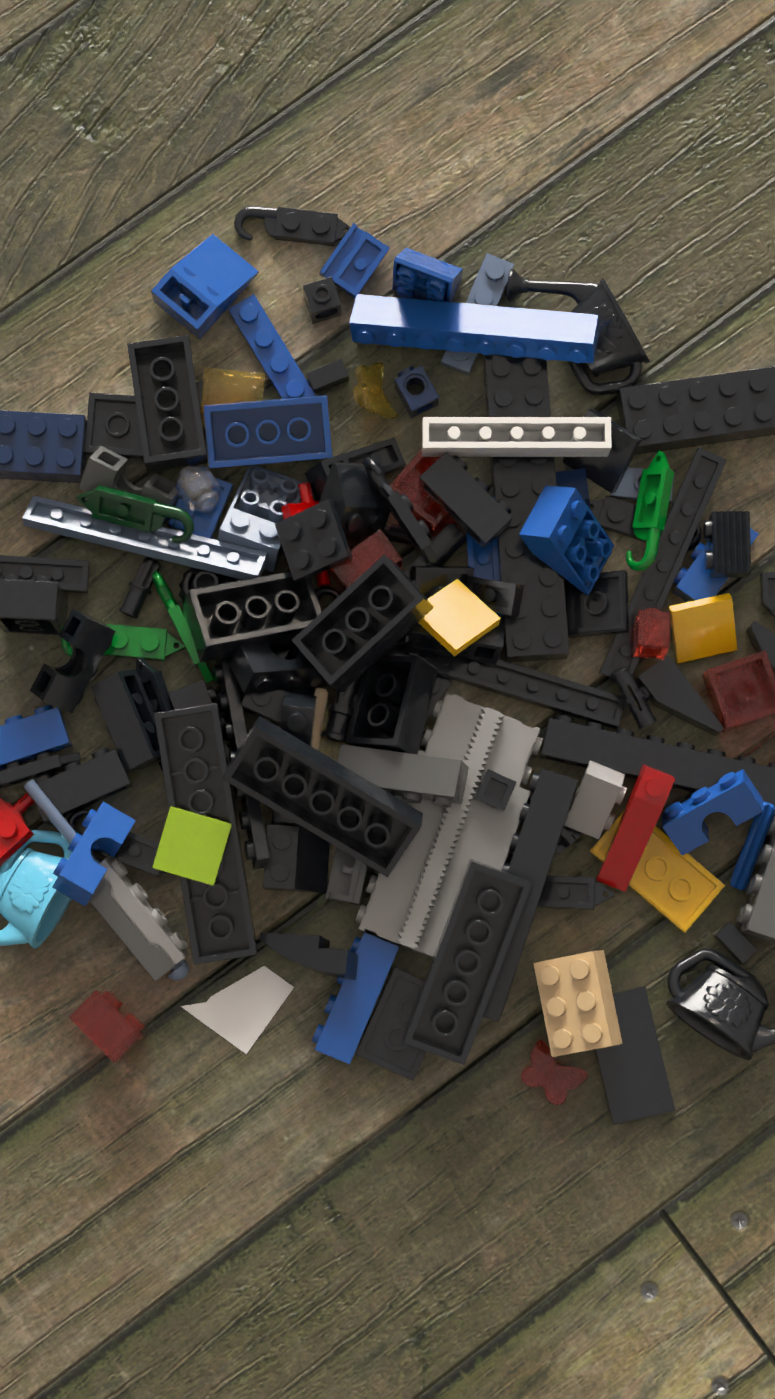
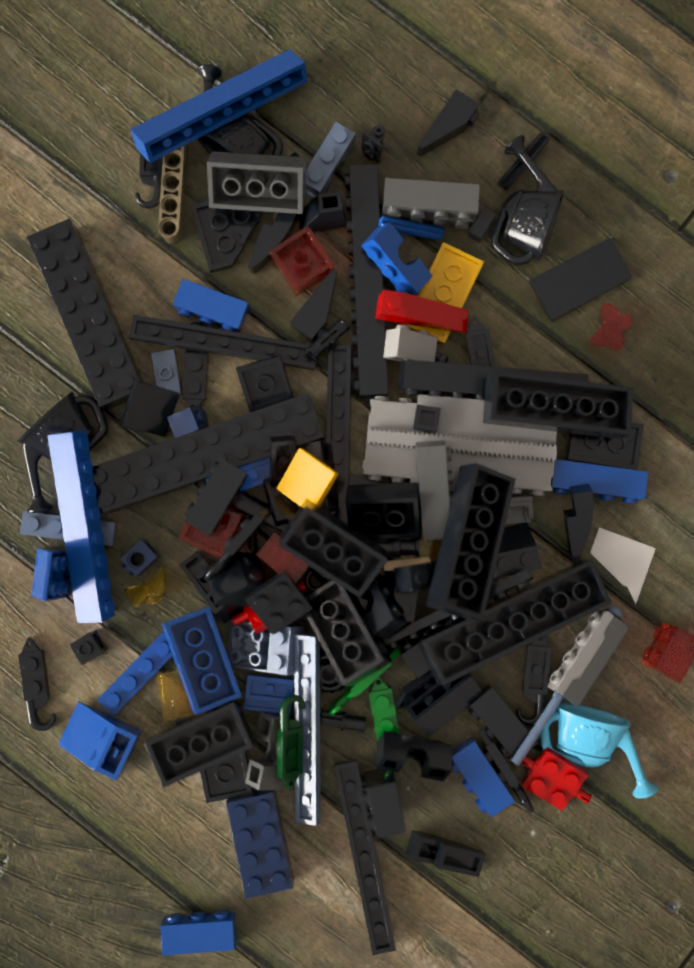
camera: 105 degrees left, 5 degrees up
(80, 873) = (576, 706): arch -> none
(192, 845) = (531, 628): lime tile -> none
(198, 488) = (259, 700): clear head -> none
(327, 376) = (146, 627): black piece -> none
(354, 260) = (51, 631): blue plate -> none
(516, 436) = (158, 471): white brick -> none
(567, 536) = (223, 415): blue slope -> none
(577, 1003) = (559, 321): tan brick -> none
(651, 509) = (185, 360): green plate -> none
(651, 633) = (278, 336): clear red brick -> none
(703, 628) = (262, 301): yellow tile -> none
(728, 543) = (197, 296): black brick -> none

